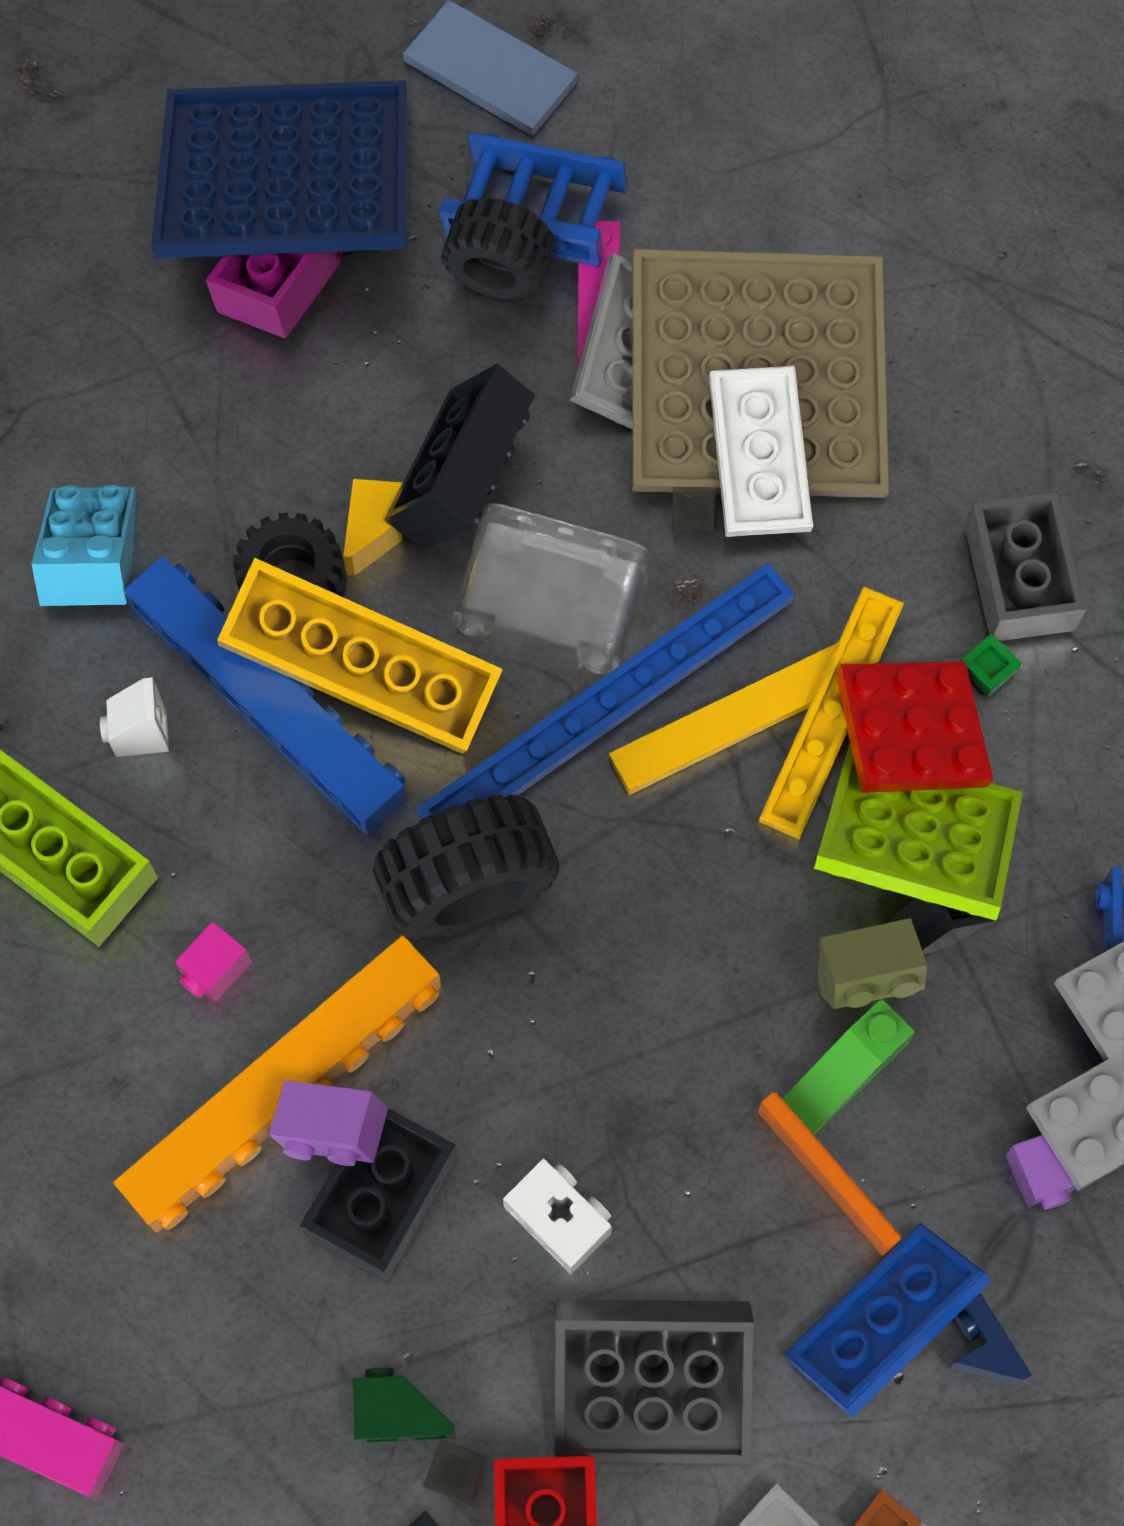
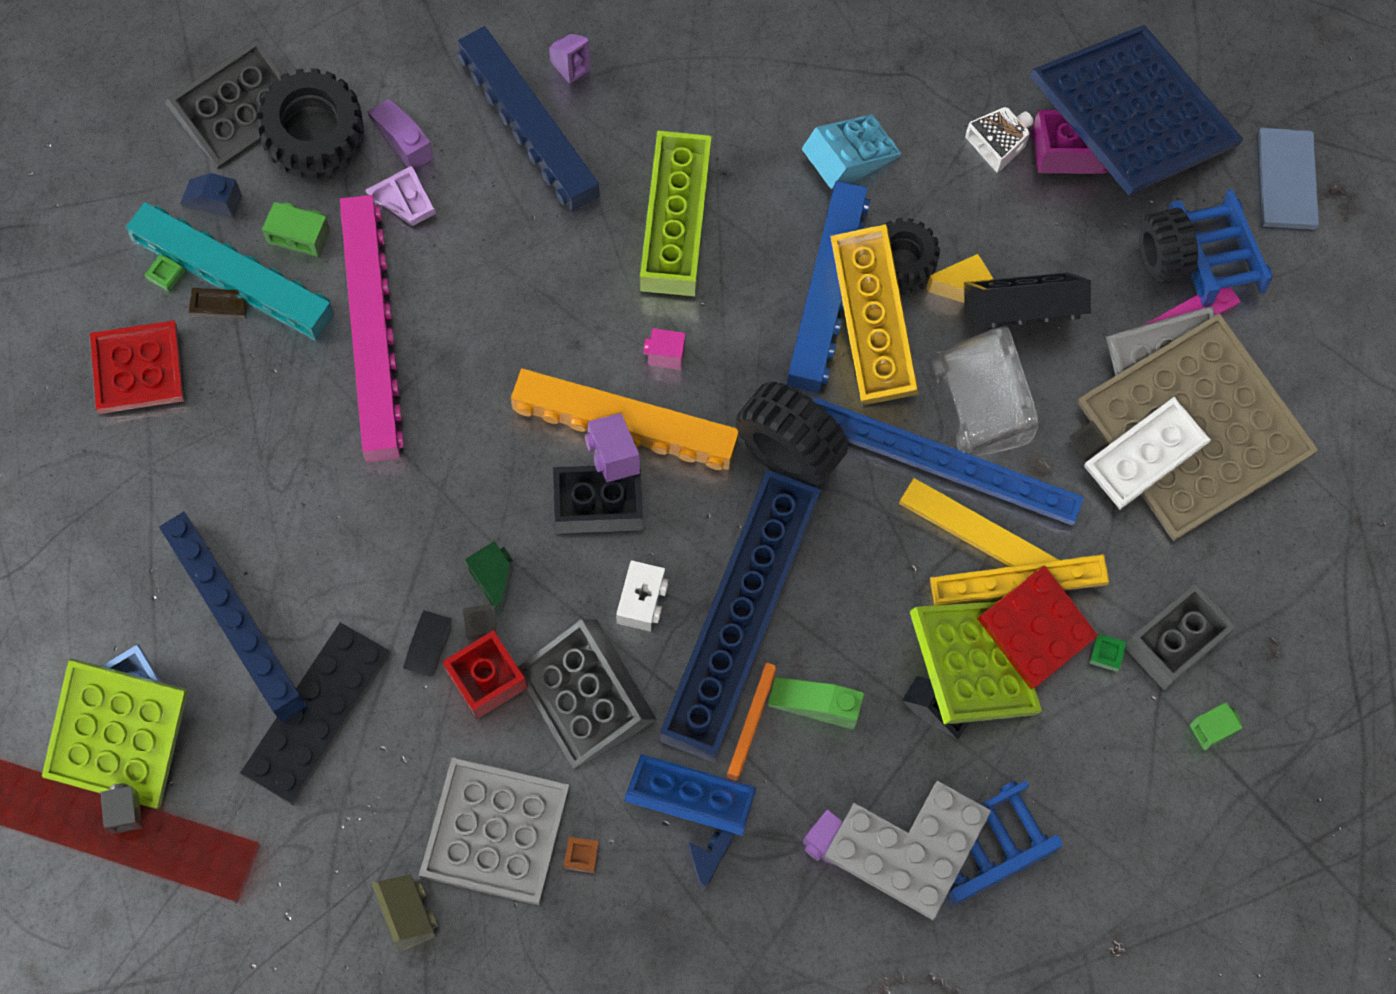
camera: 55 degrees right, 0 degrees up
(136, 721) = (769, 233): white slope -> none
(199, 352) = (999, 136): none -> torso
(673, 1098) = (739, 616): none -> dark blue brick
(871, 964) = (878, 675): olive slope -> none

